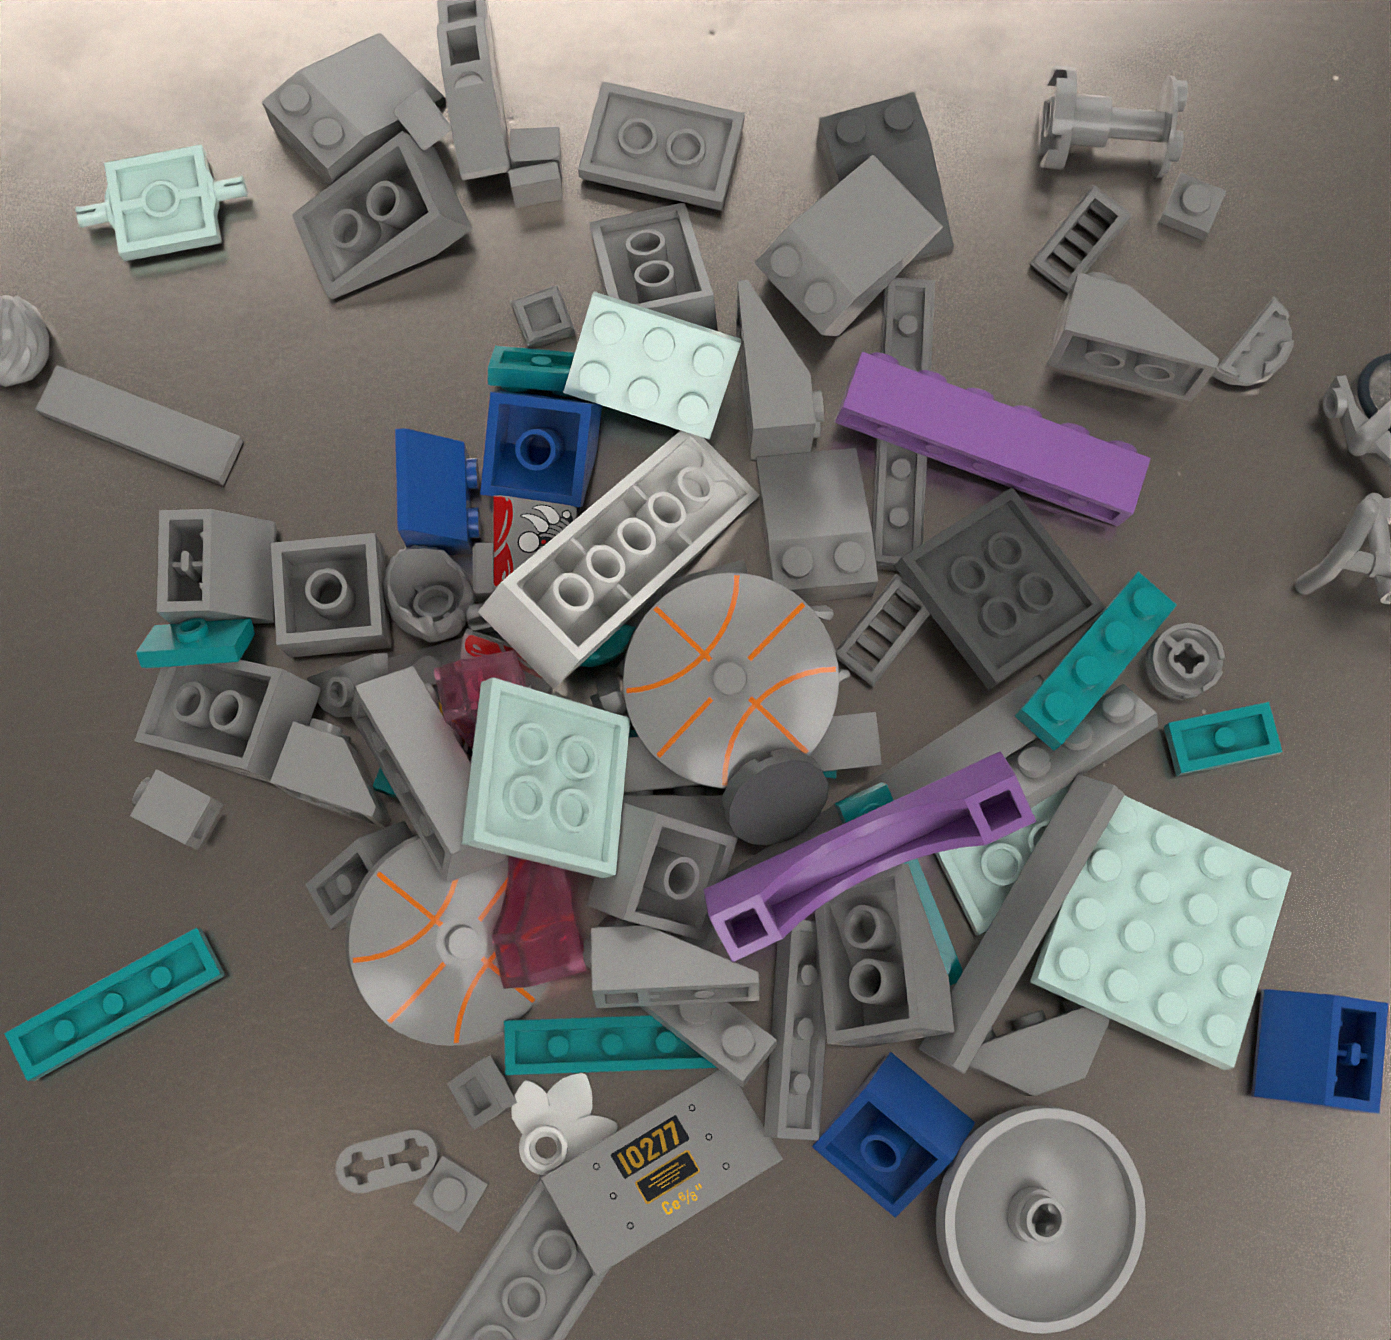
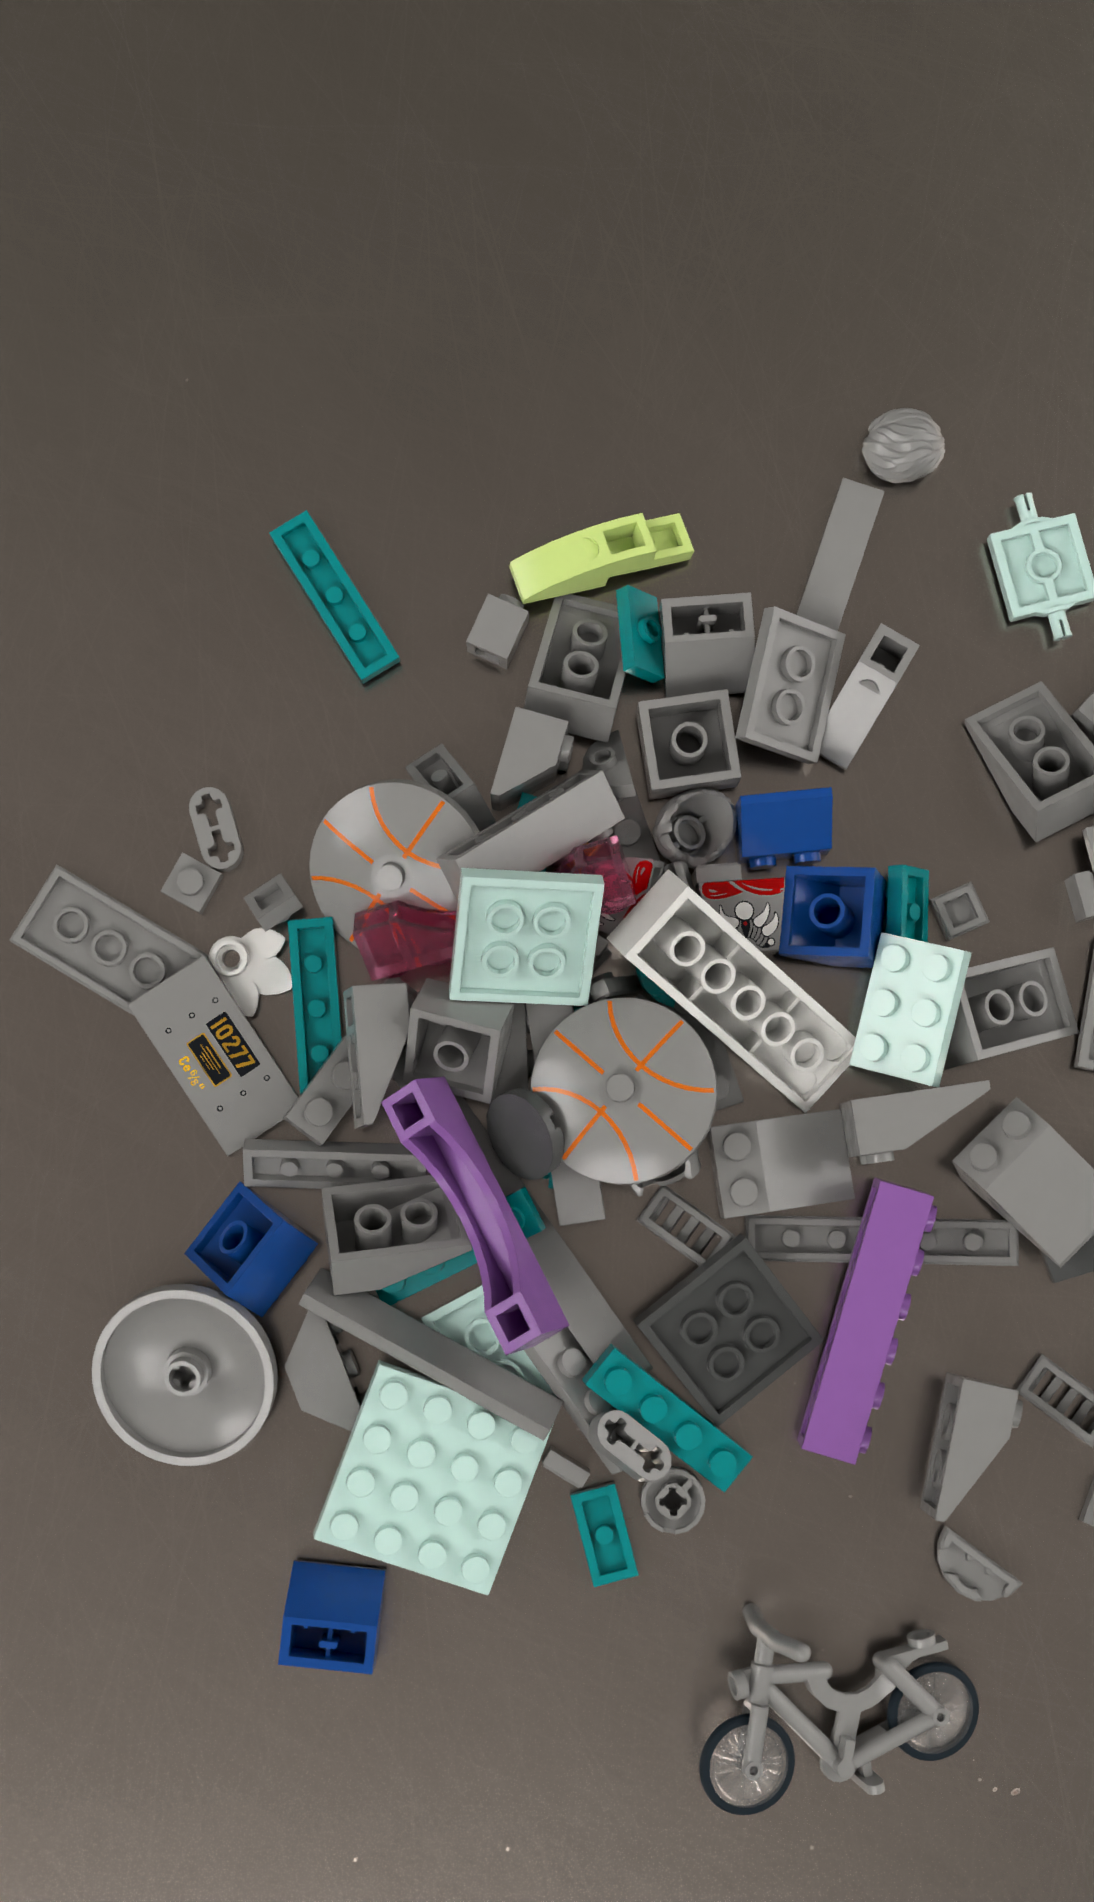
camera: 85 degrees right, 5 degrees up
(95, 688) = (599, 552): none -> yellowish green slope
(272, 475) = (790, 685): none -> light grey plate
(290, 398) = (865, 694): none -> light grey slope
(1121, 693) = (636, 1438): none -> light grey beam
(1150, 775) = (565, 1467): none -> light grey tile

